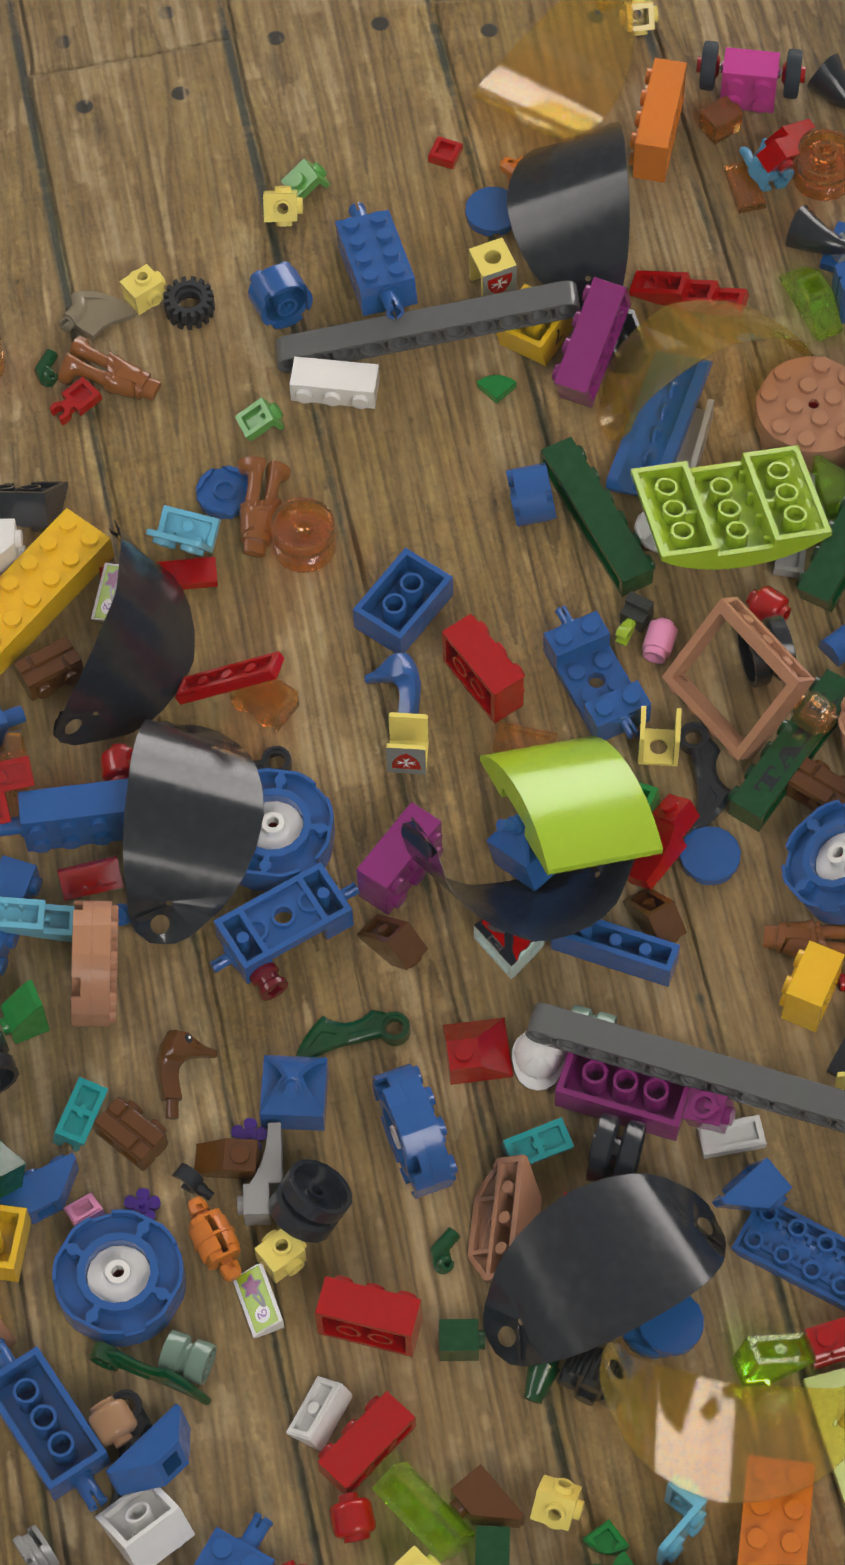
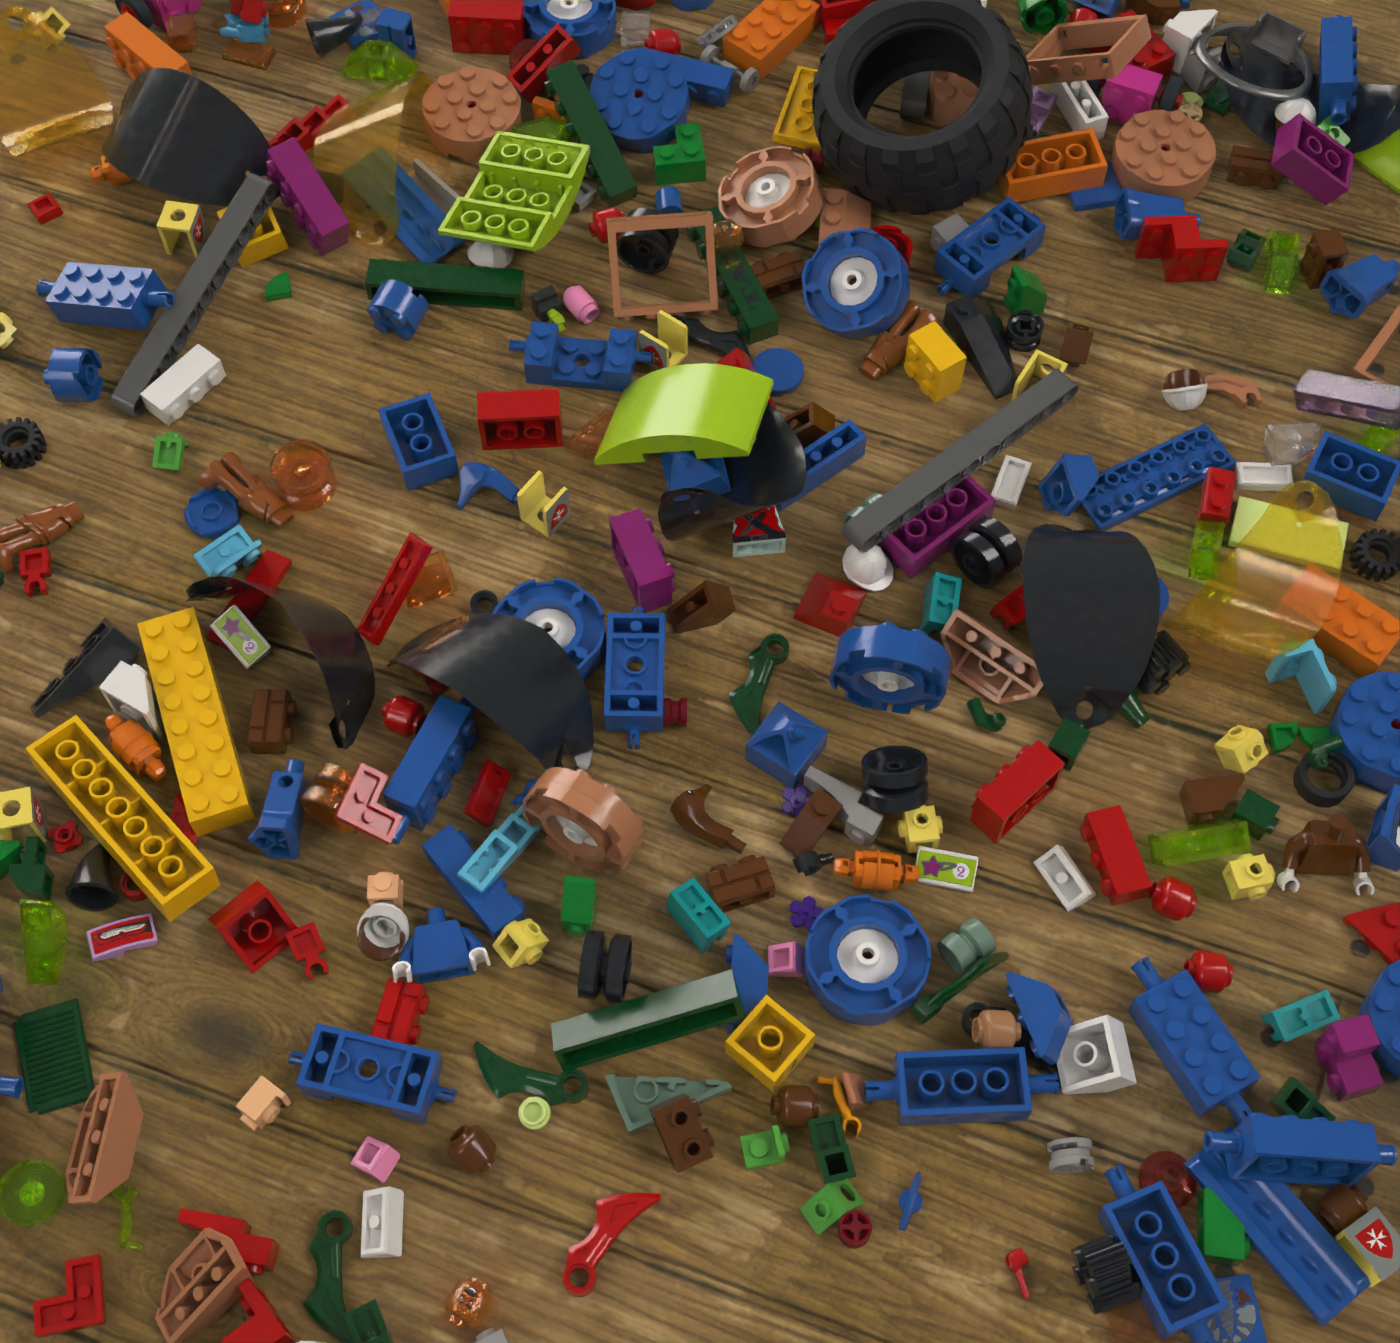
camera: 60 degrees left, 0 degrees up
(488, 211) = (125, 207): blue tile -> none
(709, 1111) = (994, 474): magenta brick -> none

